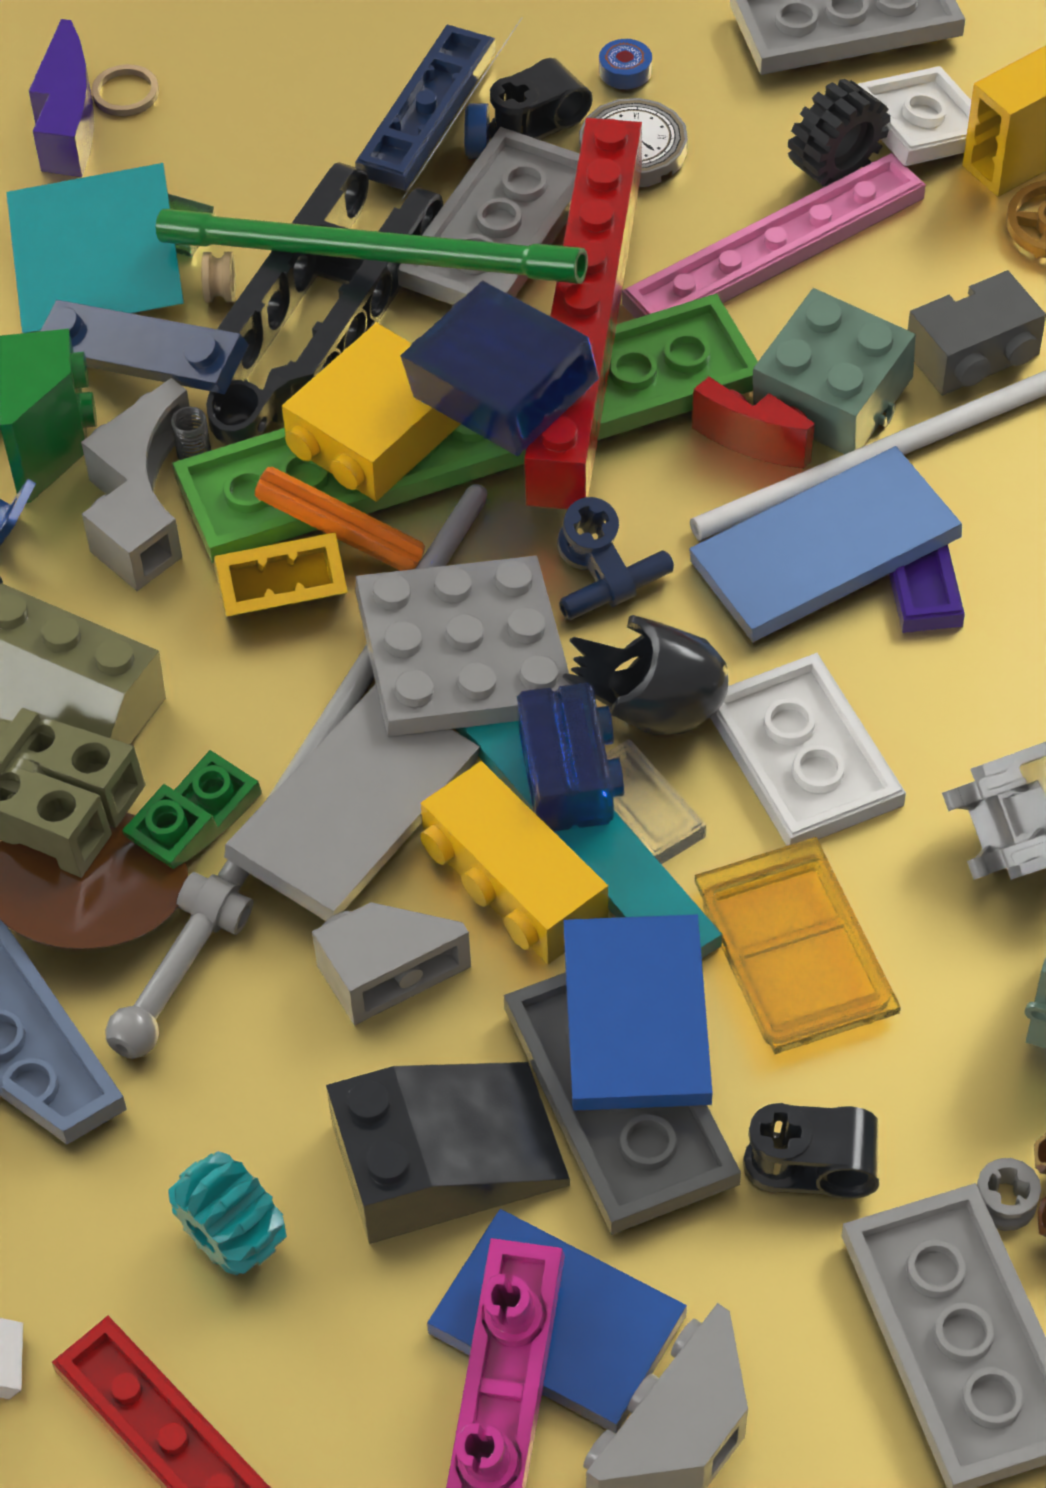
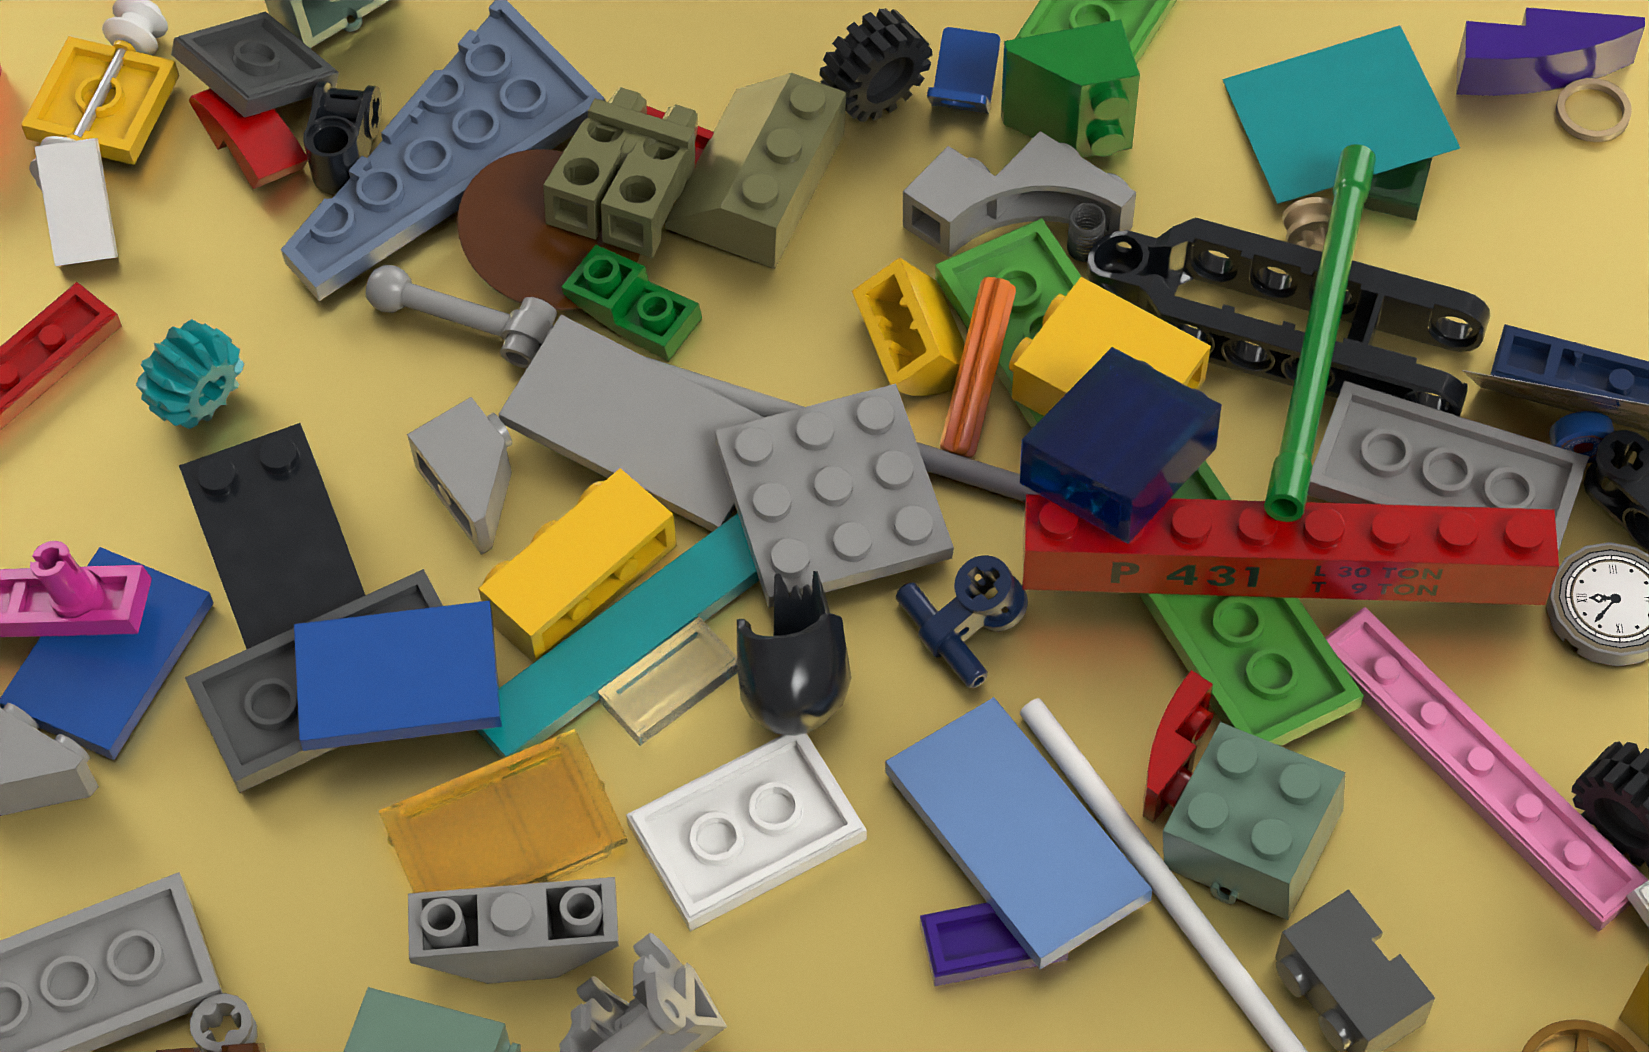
camera: 85 degrees right, 5 degrees up
(150, 346) = (1183, 165): plate -> none
(567, 758) = (686, 589): clear blue brick -> none
(819, 1152) = (260, 854): black piece -> none
(922, 907) = (513, 929): none -> light grey slope

